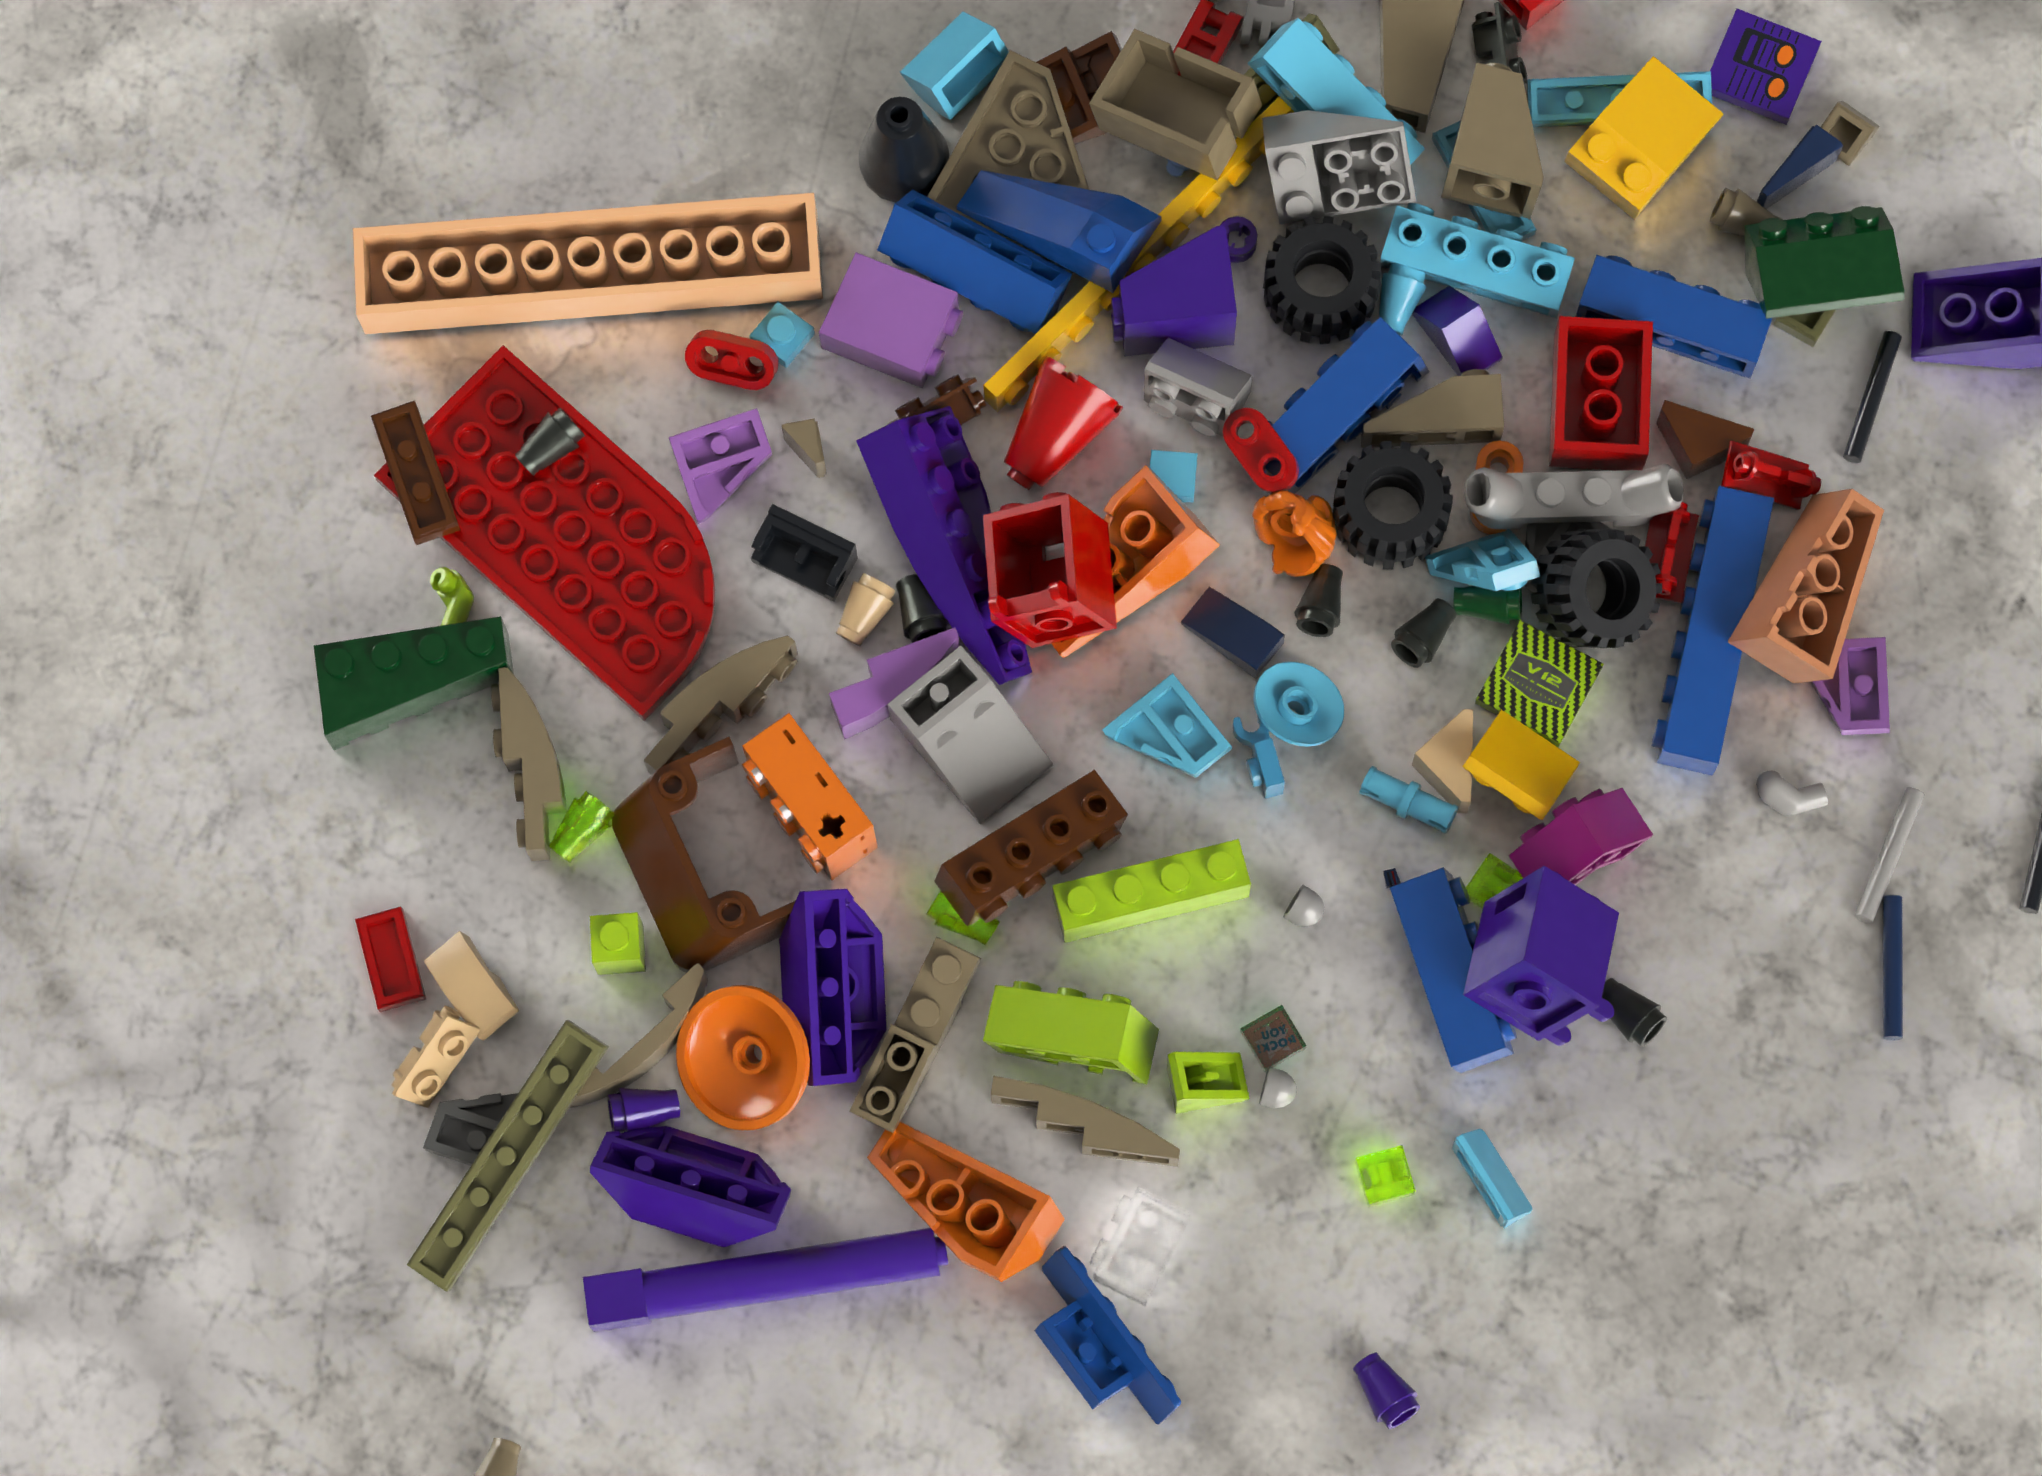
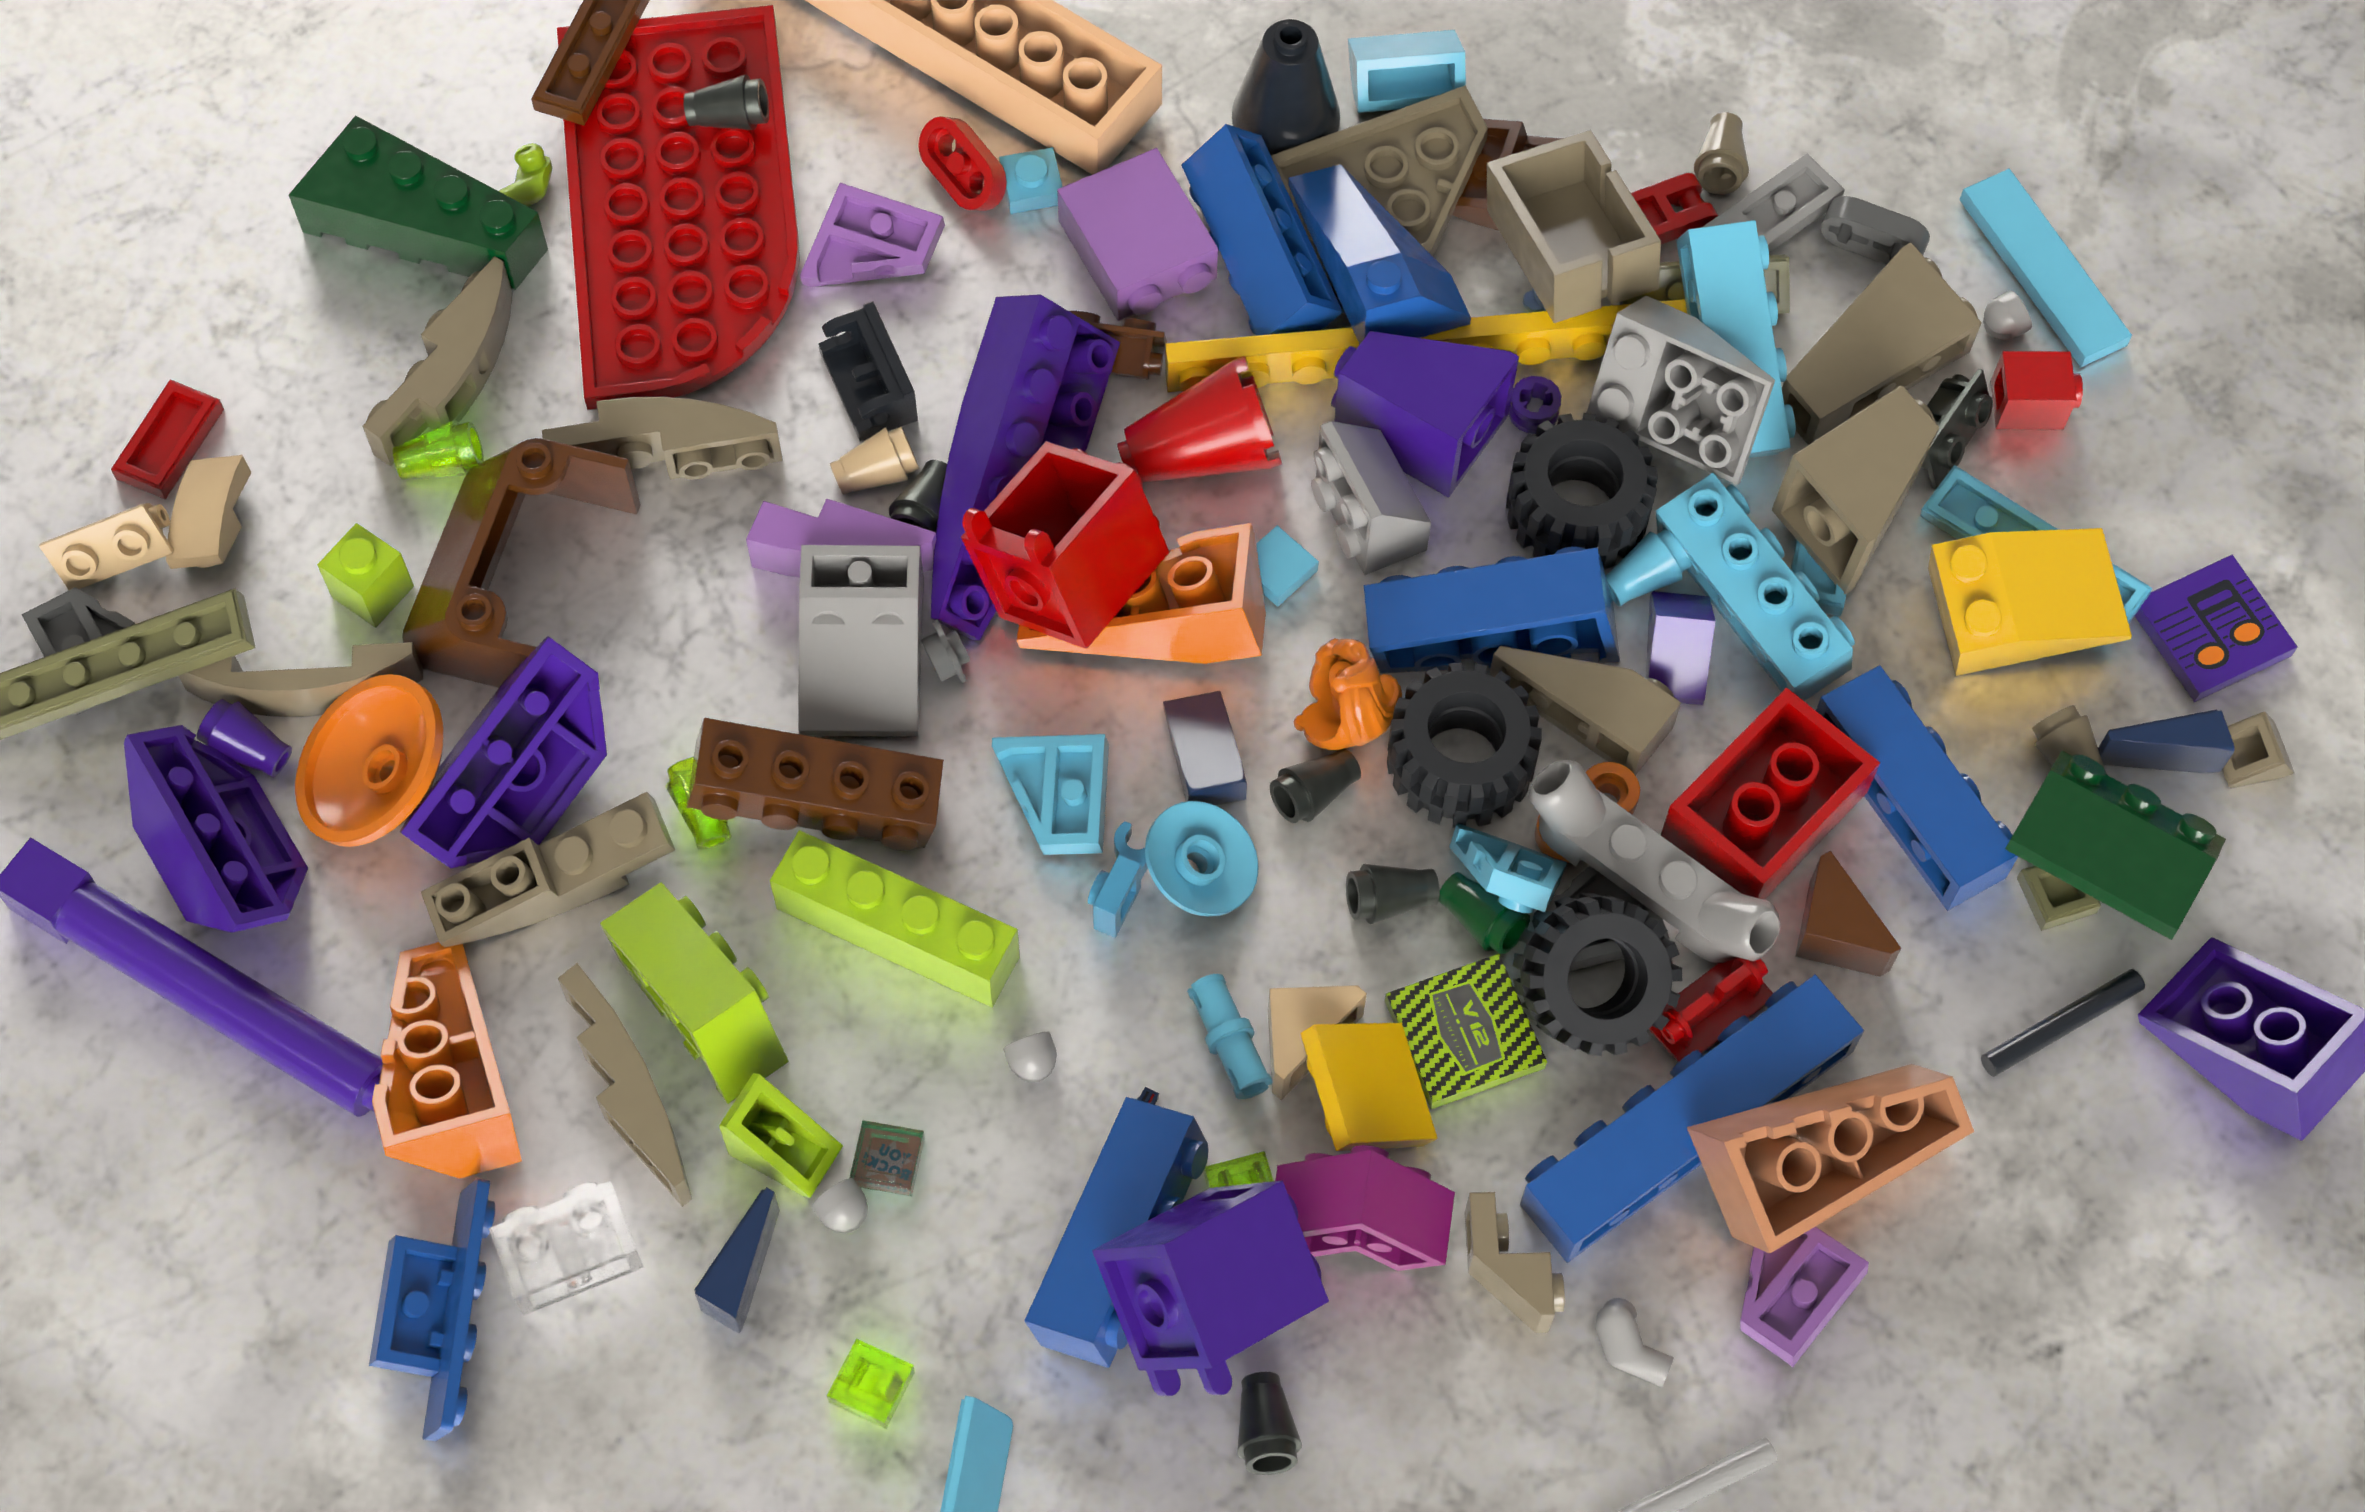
camera: 35 degrees right, 10 degrees down
(805, 441) = (963, 283): dark tan slope -> none
(808, 798) = (653, 577): orange piece -> none
(1026, 698) = (946, 653): none -> dark grey plate
(1255, 1184) = (733, 1276): none -> dark blue slope
(1260, 449) = (1376, 587): red plate -> none
(1704, 810) = (1516, 1279): none -> dark tan slope
(1769, 475) = (1881, 1007): red hinge -> none

